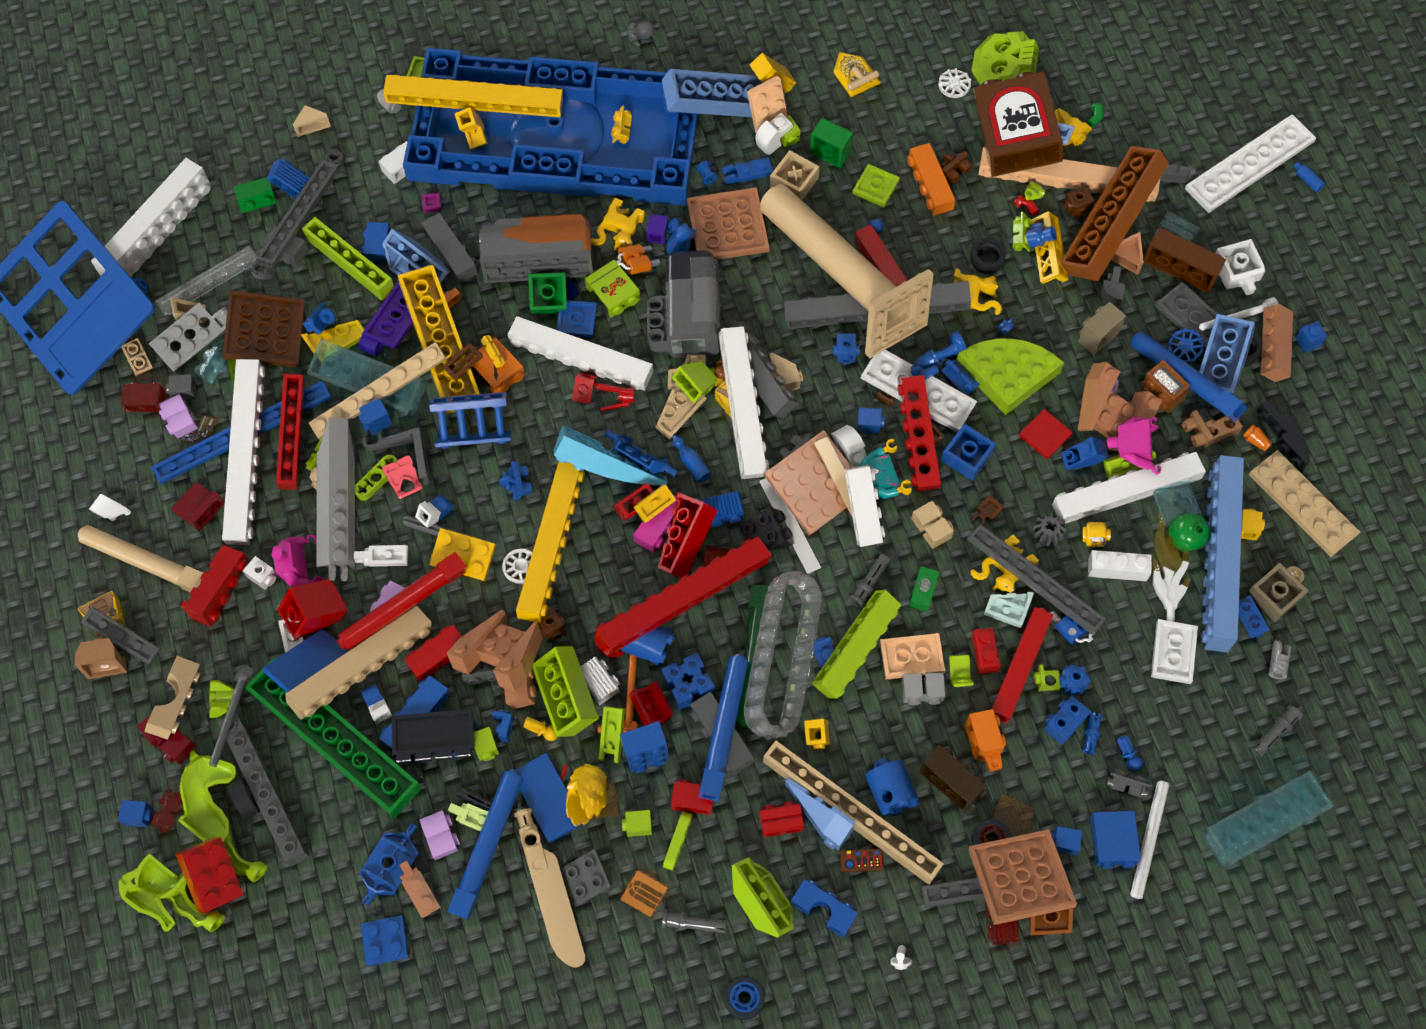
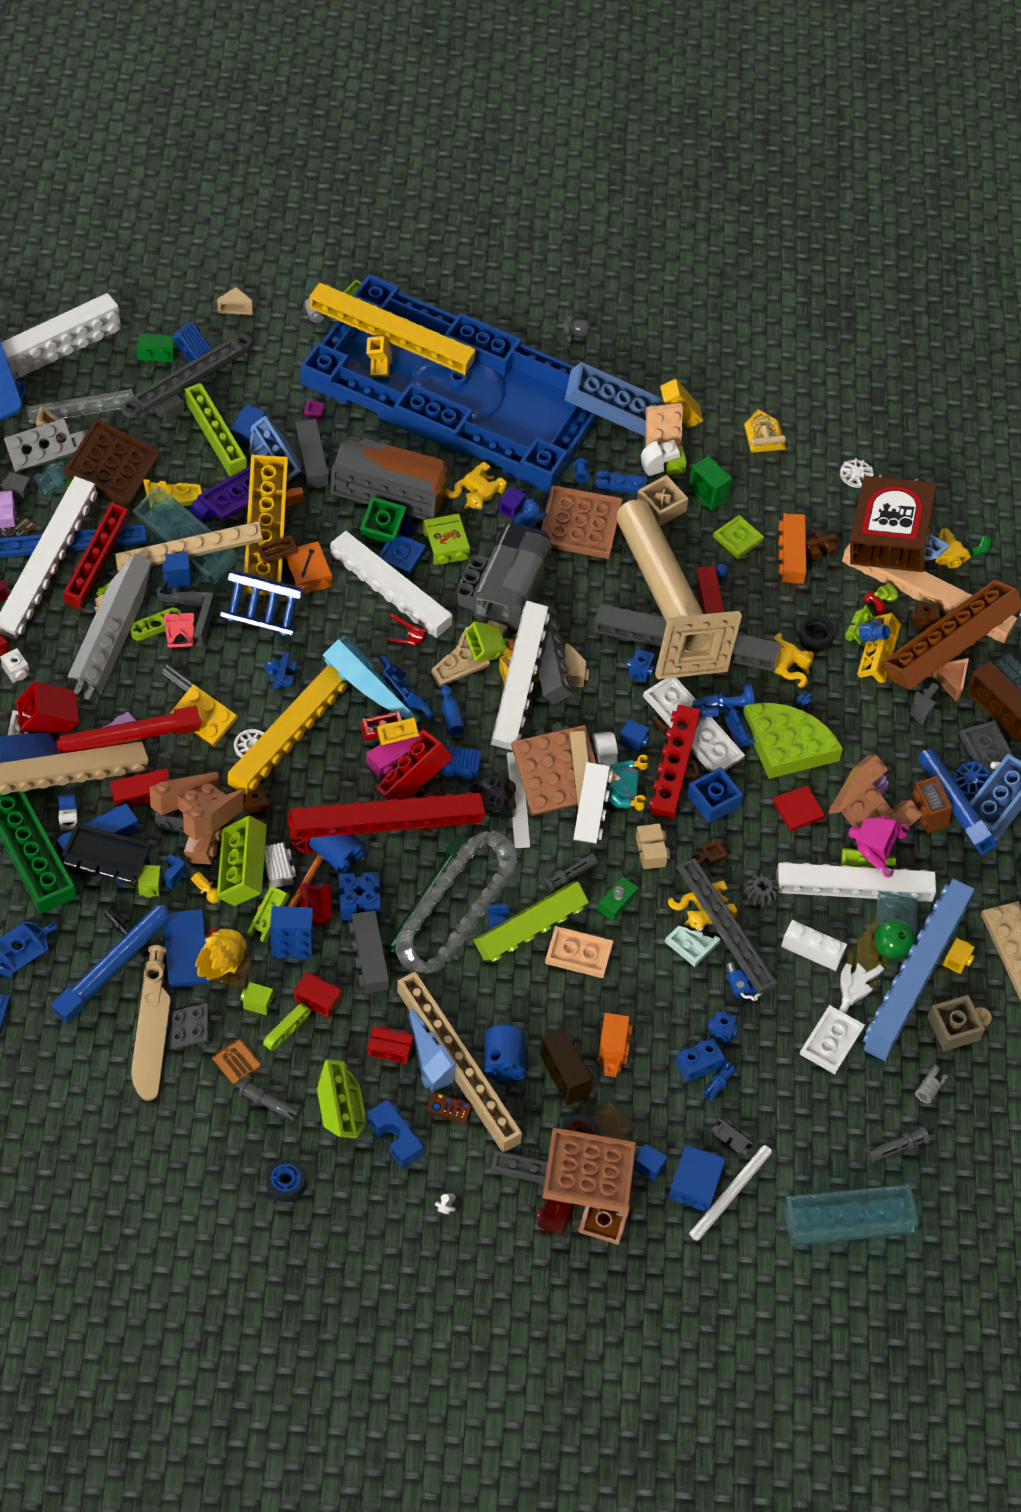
camera: 15 degrees right, 10 degrees down
(291, 561) = (47, 662): dark pink torso -> none
(320, 319) = (165, 471): blue hips -> none
(383, 555) = (131, 691): white hinge -> none
(393, 163) = (291, 365): white slope -> none
(418, 890) = (33, 979): nougat hinge -> none
(435, 509) = (195, 668): leg -> none
(438, 834) = (73, 941): lavender brick -> none
(469, 815) = (107, 934): yellowish green hinge -> none
(492, 351) = (309, 551): yellow axle -> none
(583, 387) = (379, 614): red bracket -> none
(619, 132) = (523, 397): yellow hinge -> none
(635, 259) = (479, 521): orange piece -> none
(723, 728) = (342, 977): blue brick -> none
(812, 727) = (458, 983): yellow brick -> none
(933, 688) = (566, 980): light grey piece -> none
(960, 671) = (619, 979): lime bracket -> none
(985, 651) = (650, 972): red brick -> none
(994, 63) = (915, 461): lime brick -> none
(1021, 664) = (678, 996): red brick -> none
(1039, 679) = (691, 1014): lime bracket -> none
(1085, 454) = (827, 837): blue slope -> none
(1096, 534) = (804, 910): yellow head -> none
(1101, 328) = (894, 732): dark tan brick -> none
(1133, 762) = (747, 1121): blue axle -> none
(1207, 429) = (958, 858): medium nougat hips -> none
(1252, 618) = (920, 1036): blue hinge -> none
(1256, 437) = (1003, 883): orange cone -> none

